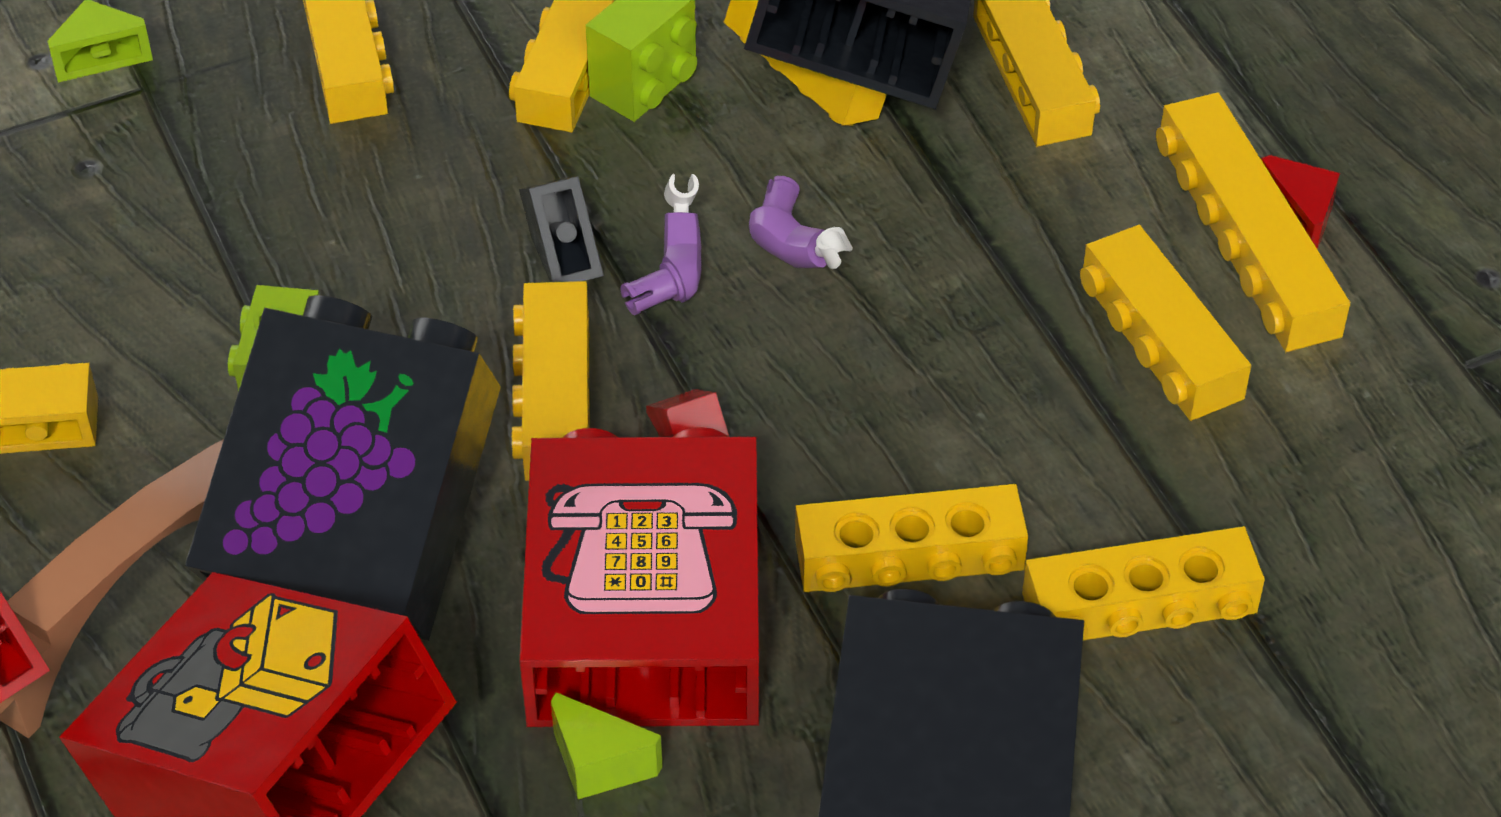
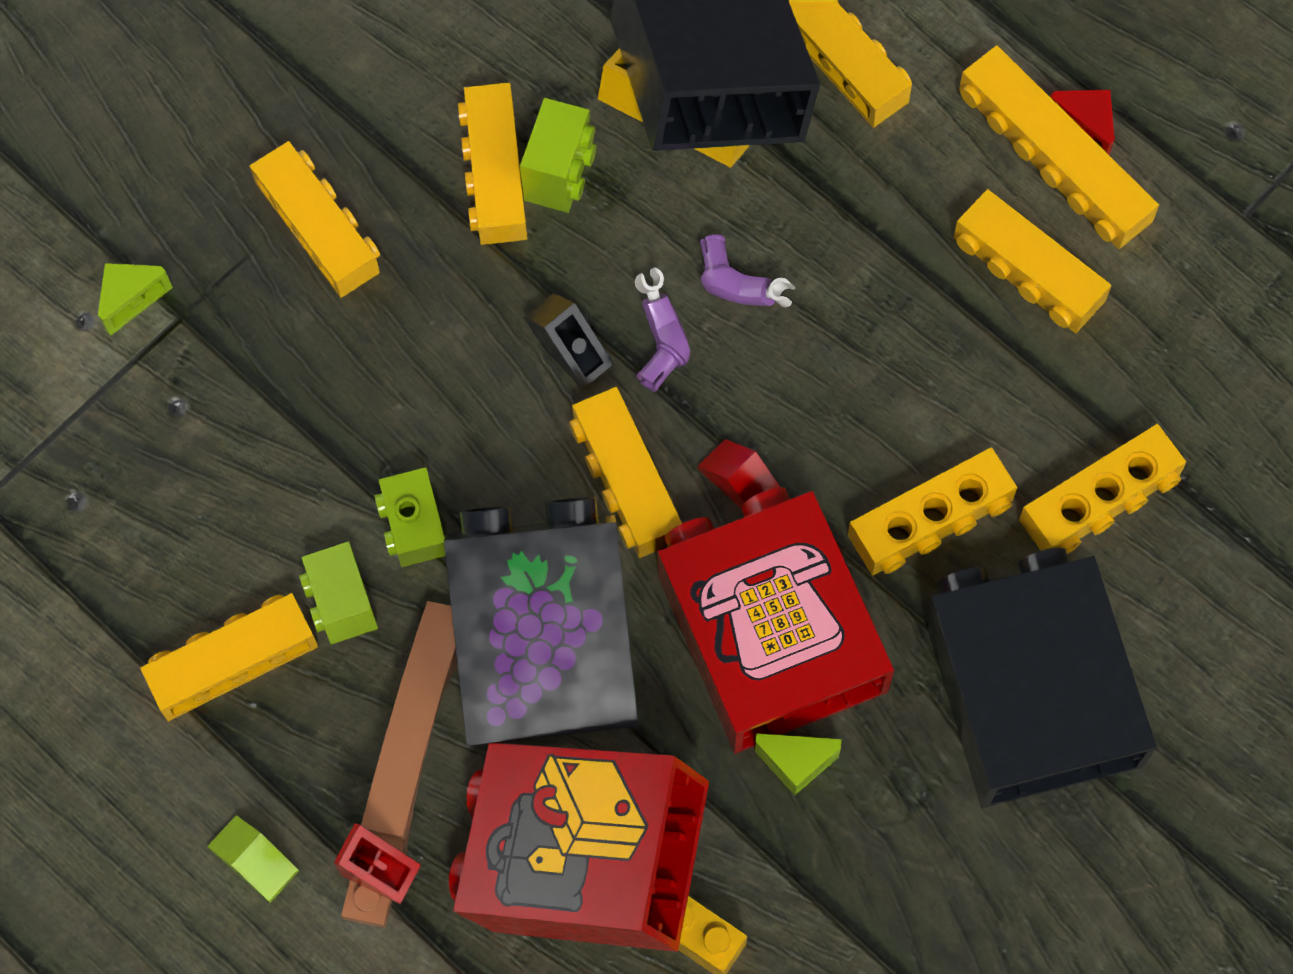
camera: 20 degrees left, 20 degrees up
(144, 387) = (338, 592): none -> lime brick

